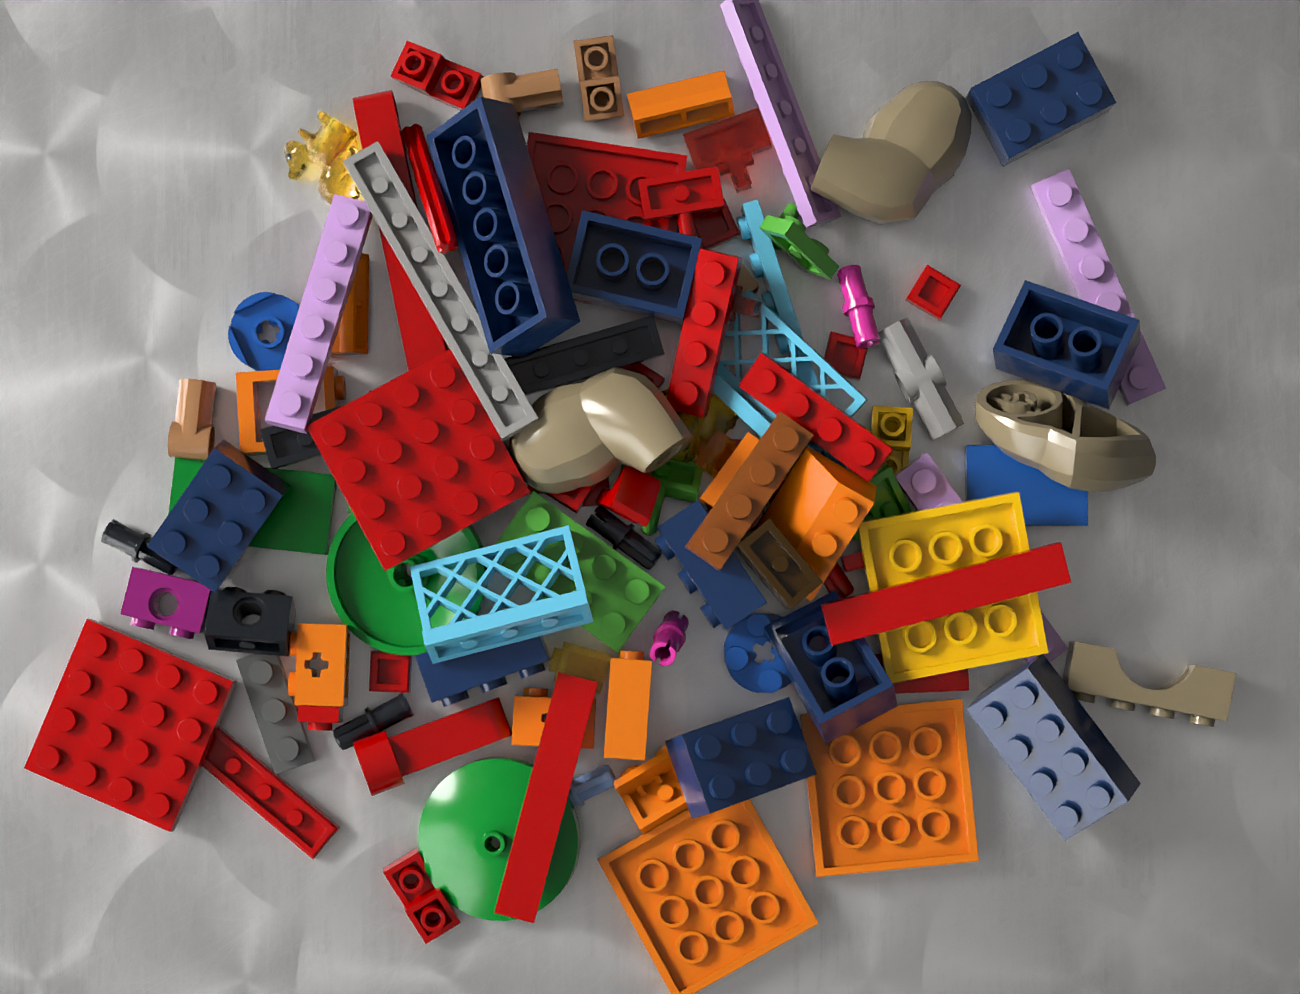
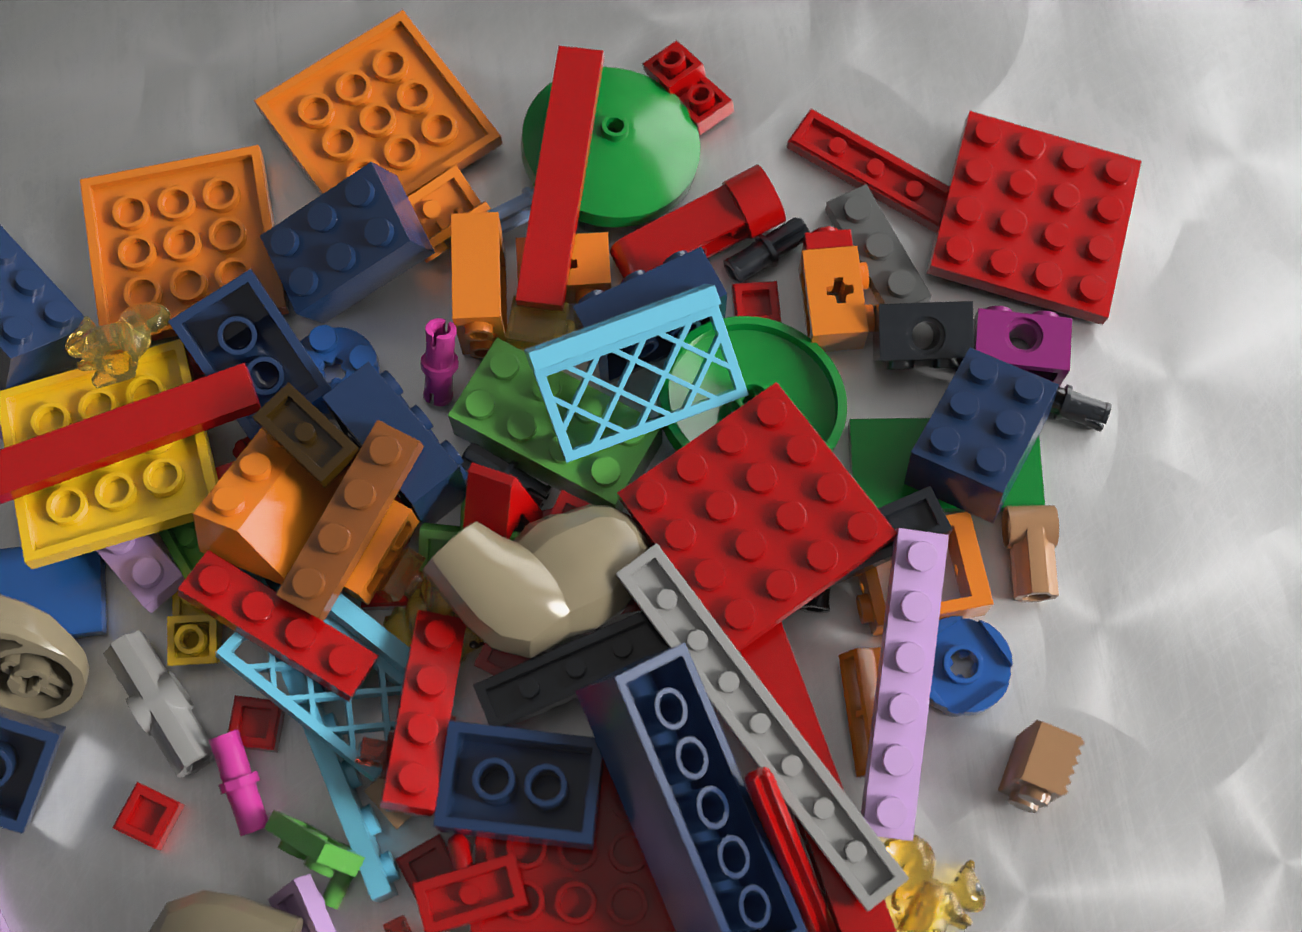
camera: 175 degrees right, 15 degrees down
(224, 237) = (1040, 766): none -> medium nougat brick
(937, 676) = (117, 346): none -> clear yellow animal

